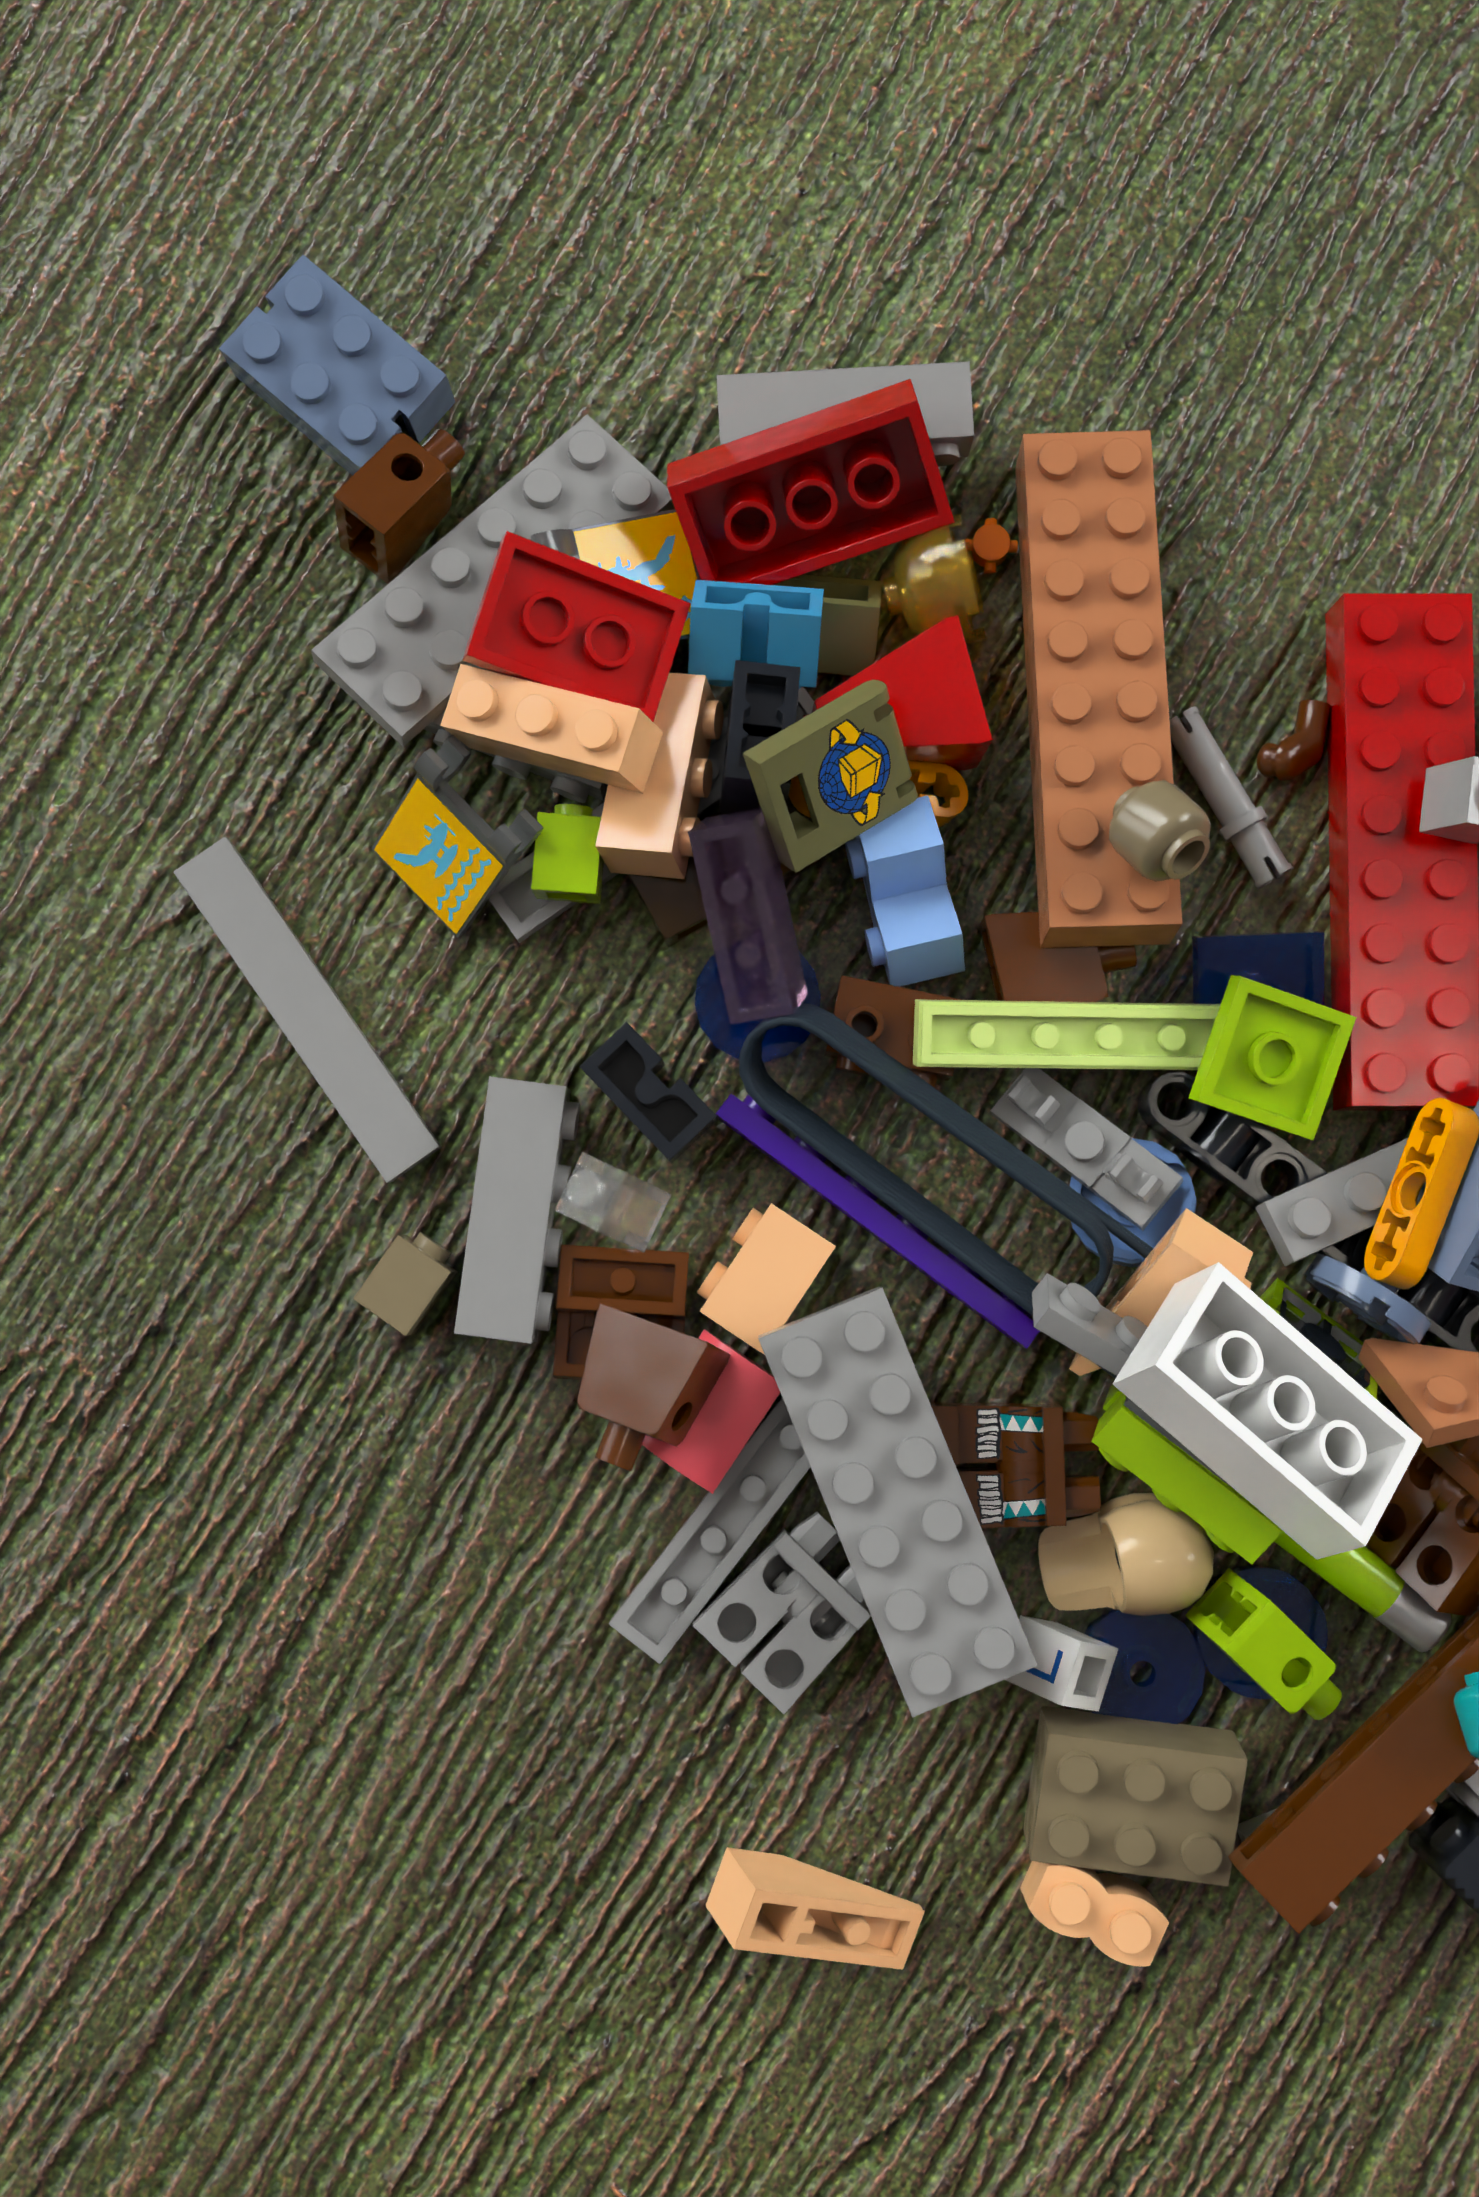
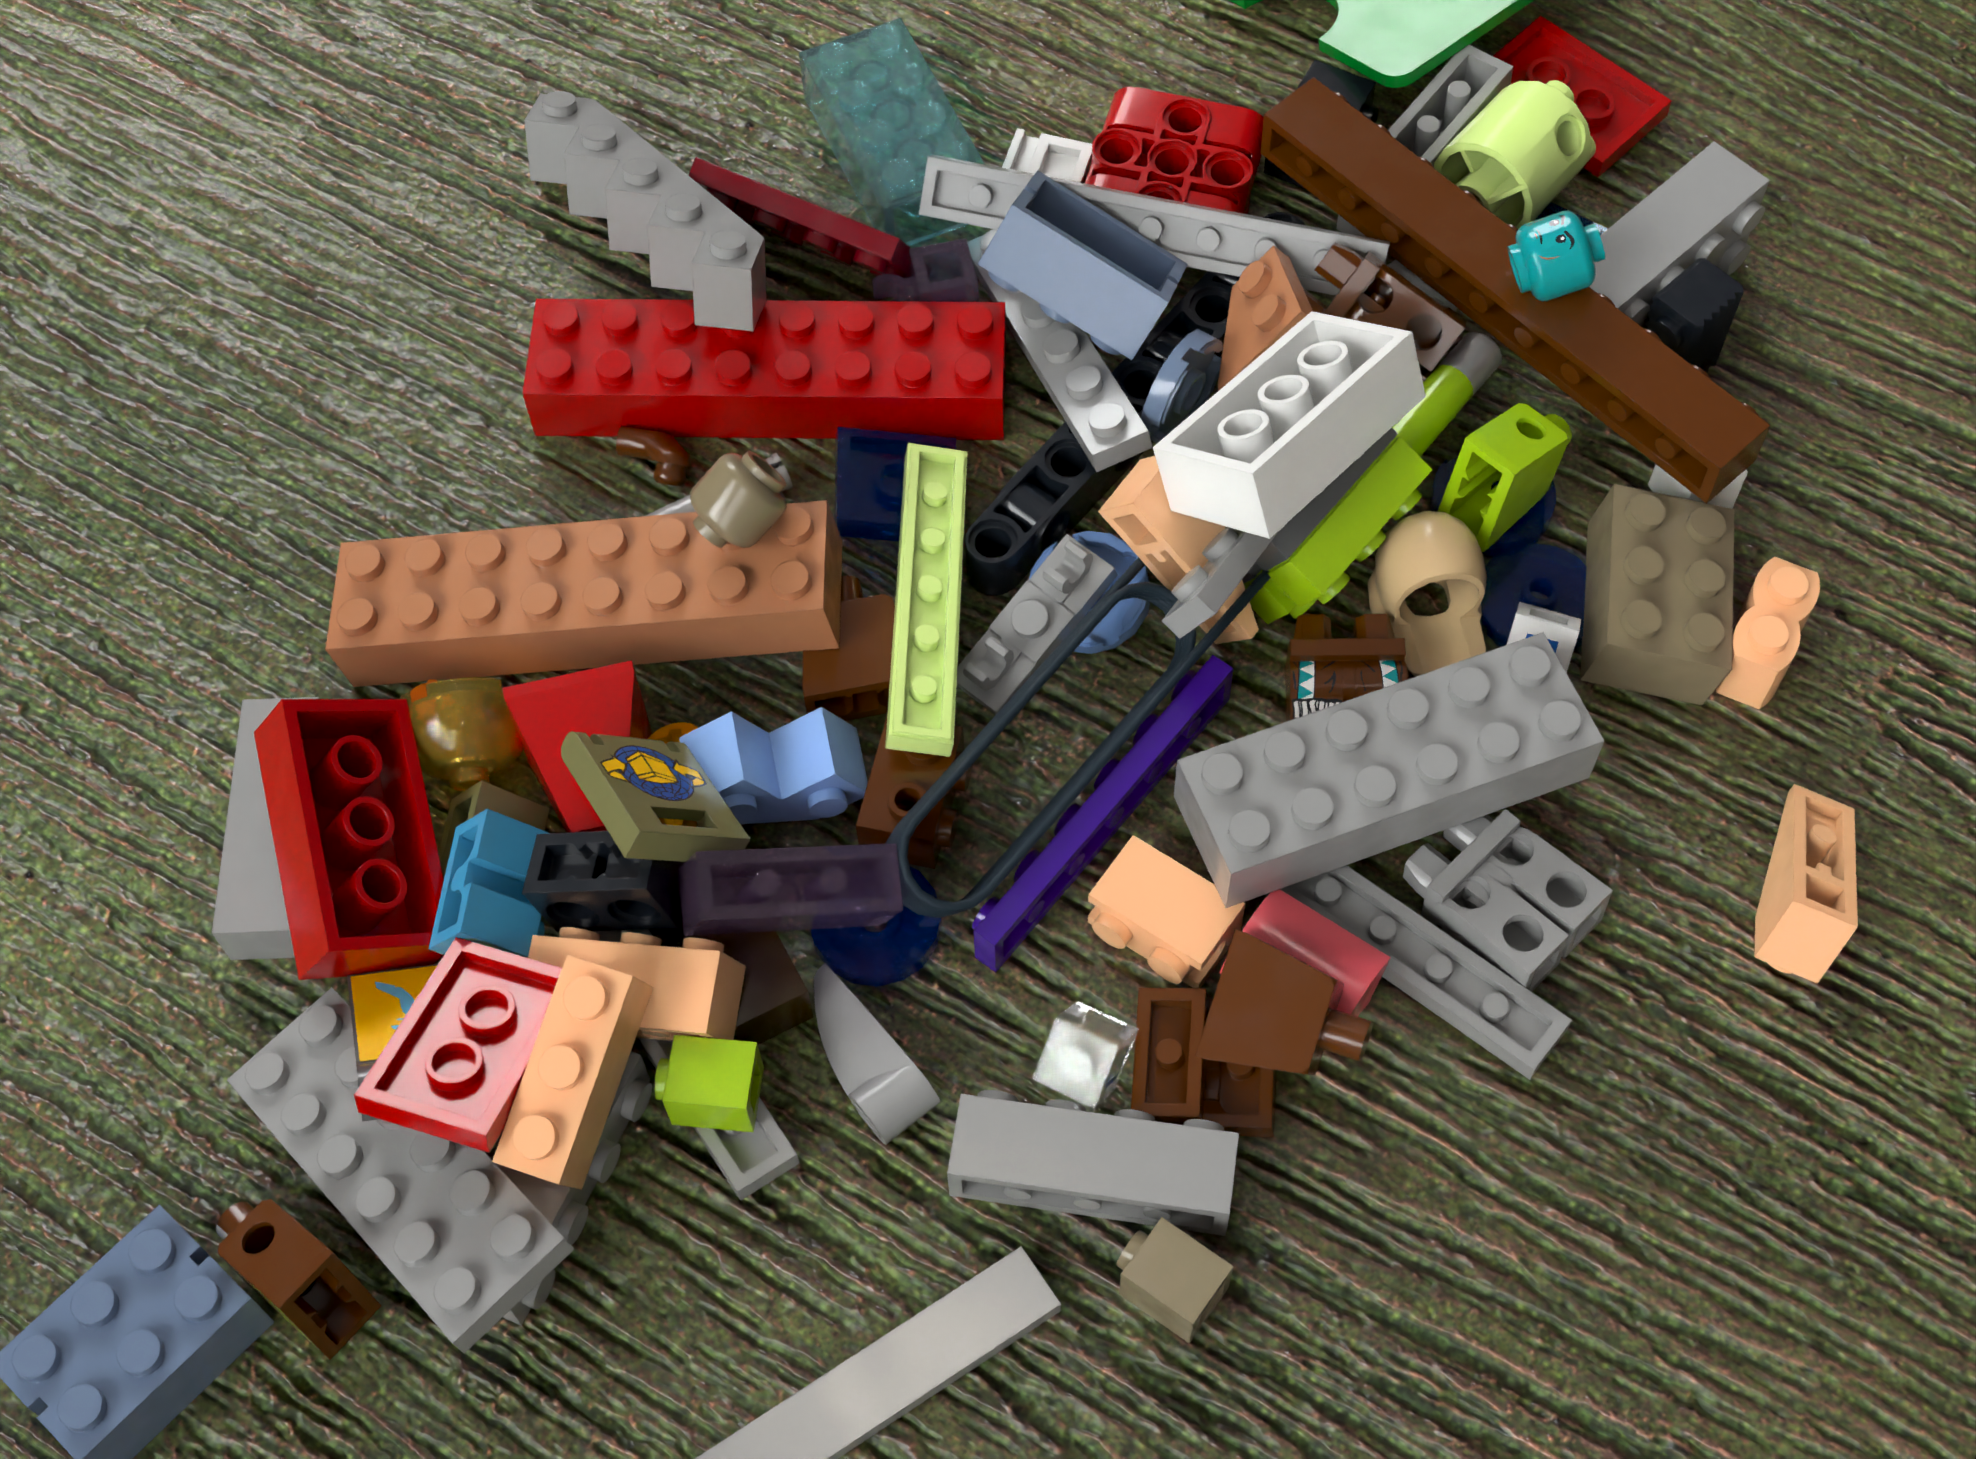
camera: 90 degrees left, 25 degrees down
(445, 846) = (691, 1217): flag -> none
(592, 1011) = (868, 1062): none -> light grey piece
(627, 1074) = (961, 1031): black brick -> none
(1272, 1057) = (955, 454): lime plate -> none
(1435, 1155) = (1063, 339): light orange beam -> none

